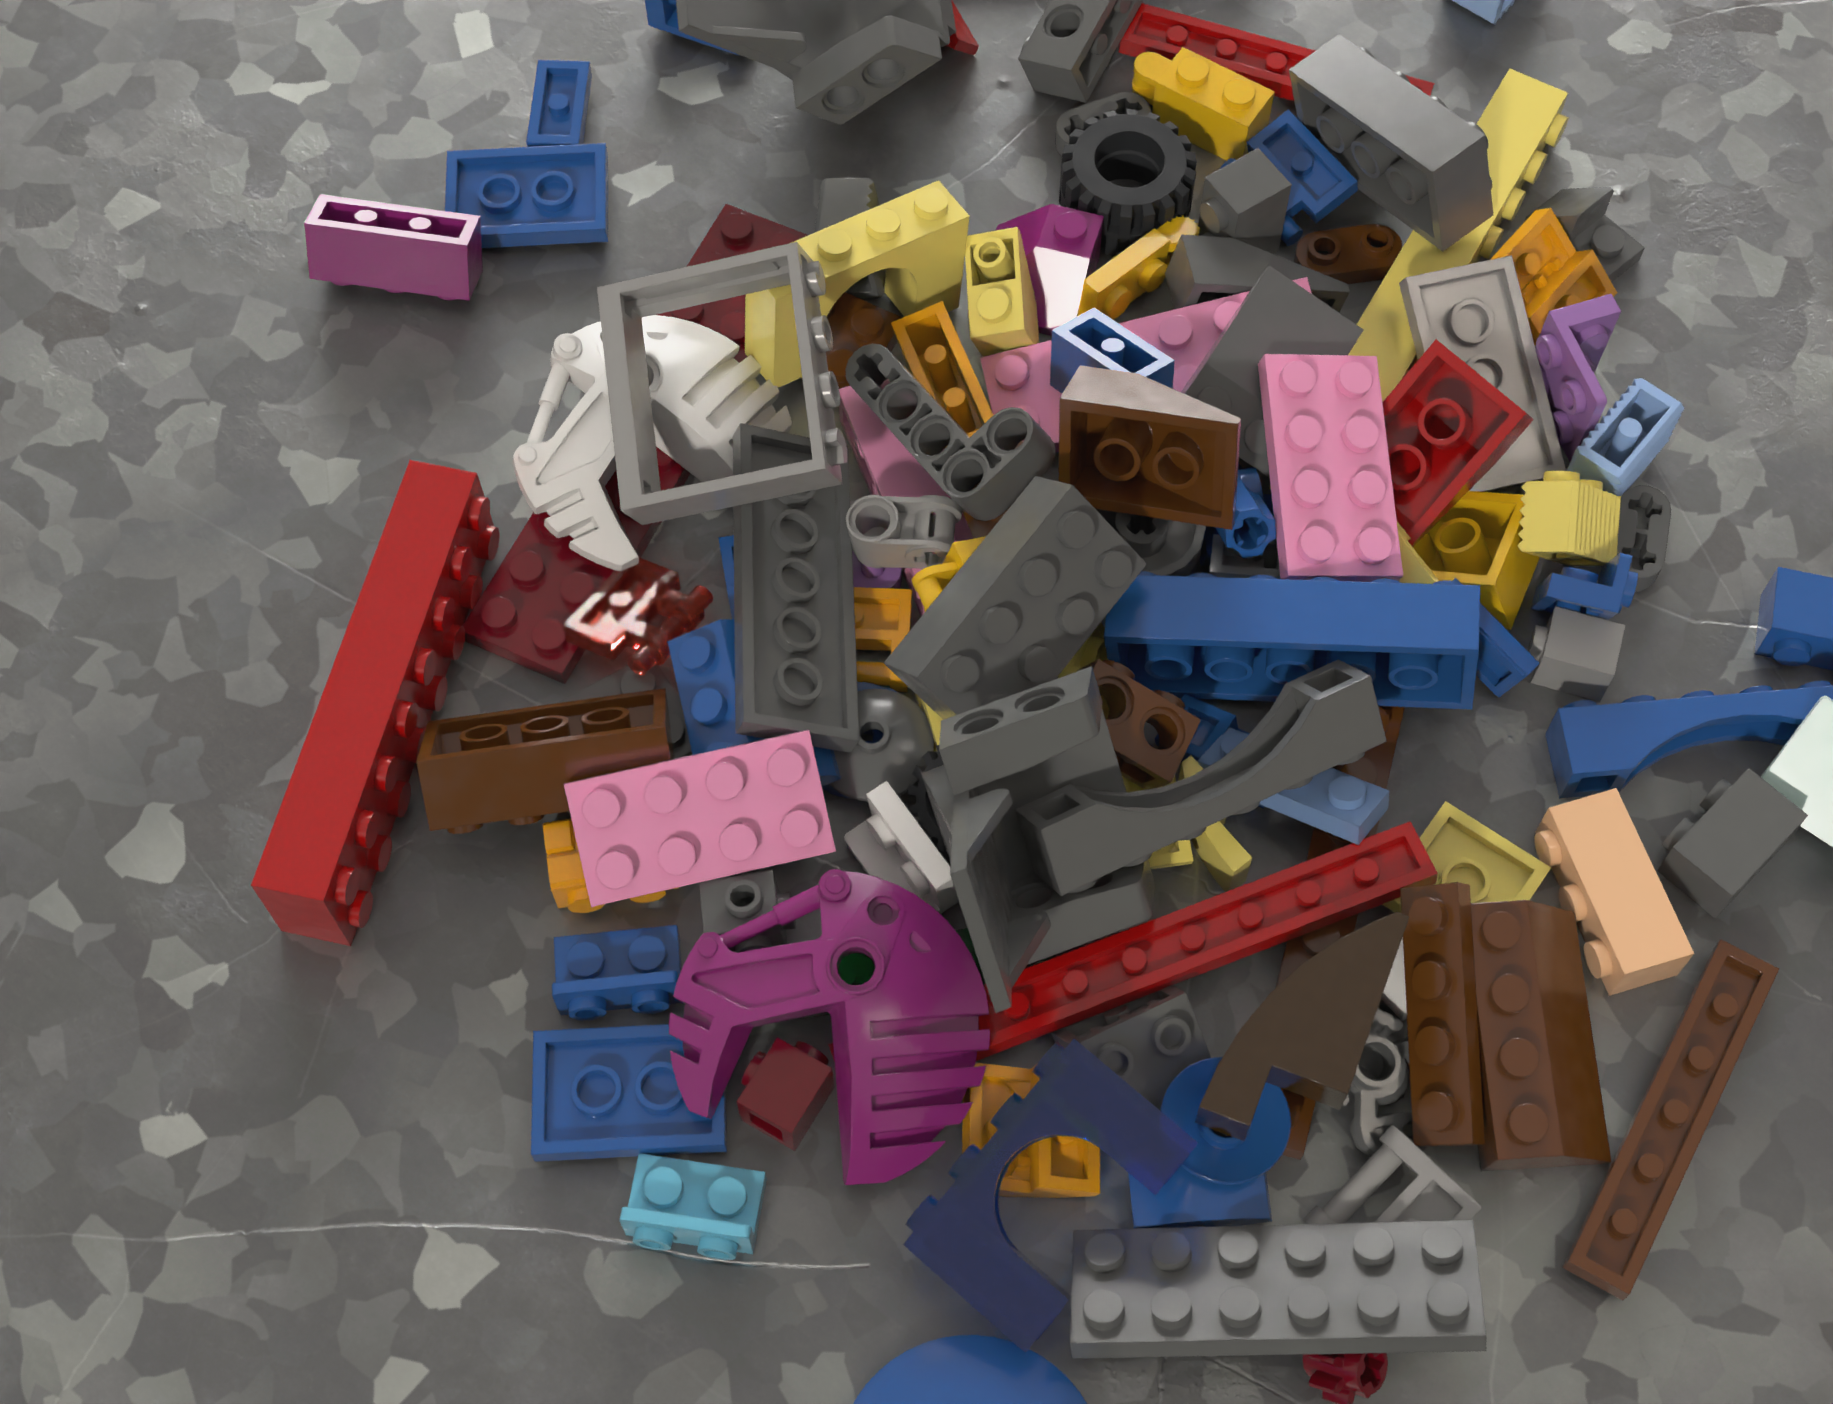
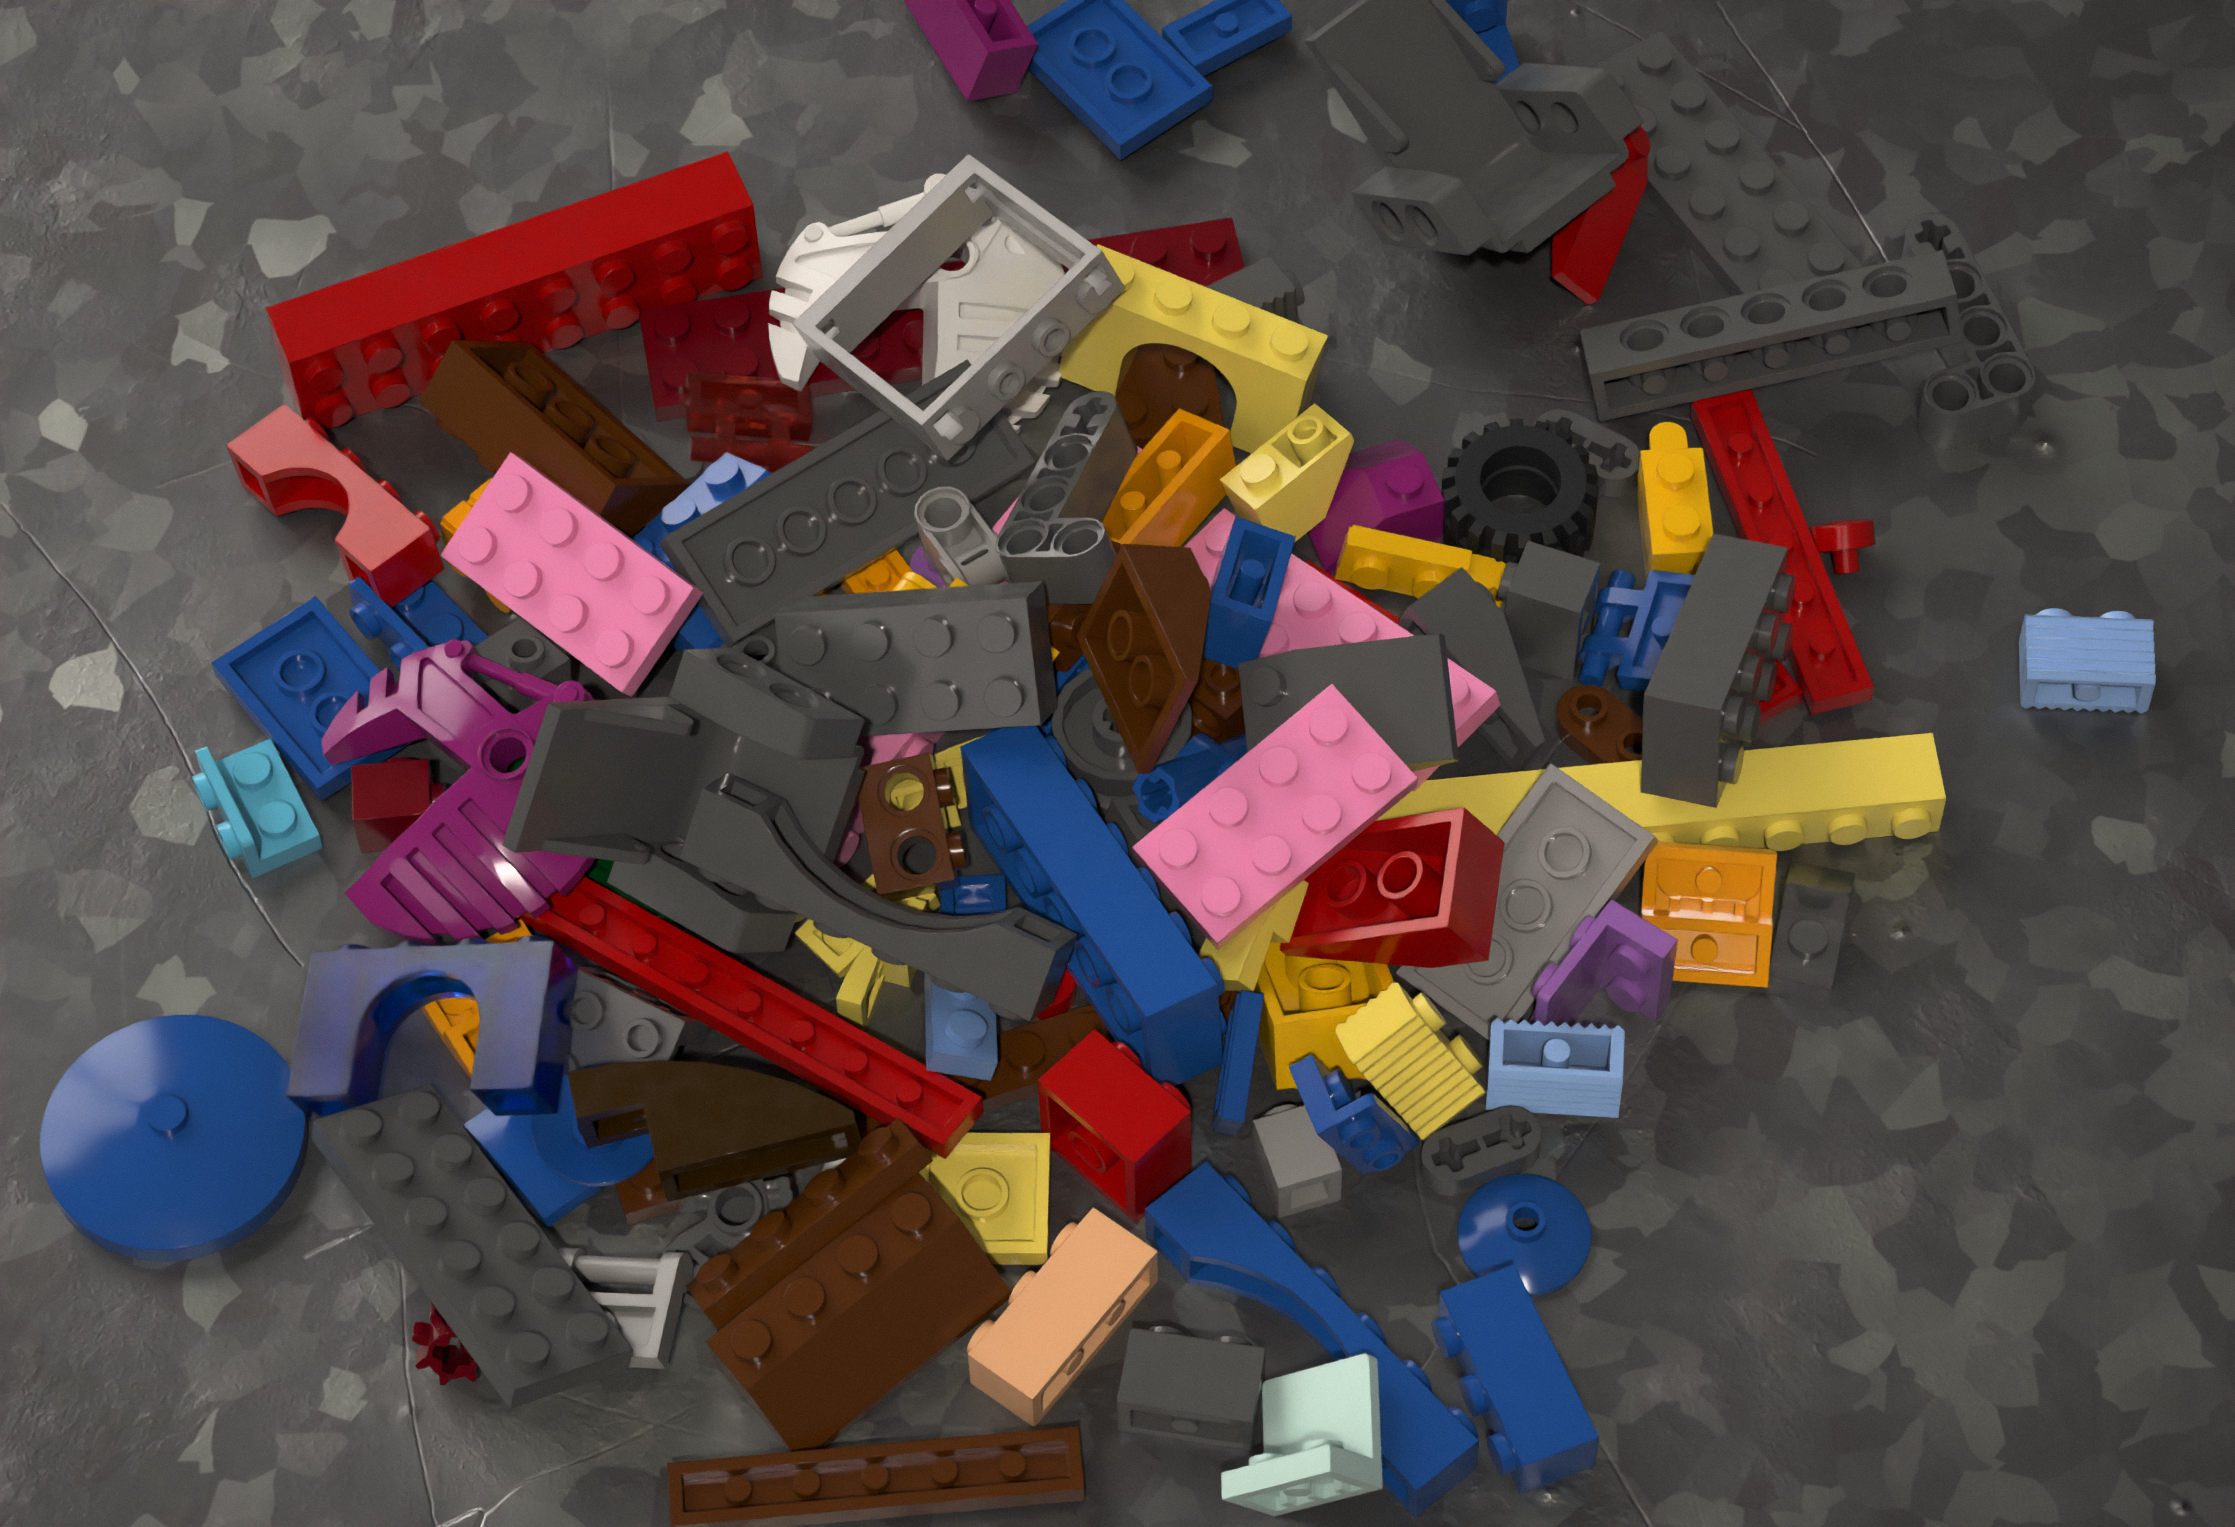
camera: 55 degrees right, 5 degrees down
(388, 970) = (296, 467): none -> arch
(1299, 26) = (1843, 540): none -> red tile
(1488, 746) = (1116, 1123): none -> red brick
(1714, 575) = (1544, 1256): none -> blue dish

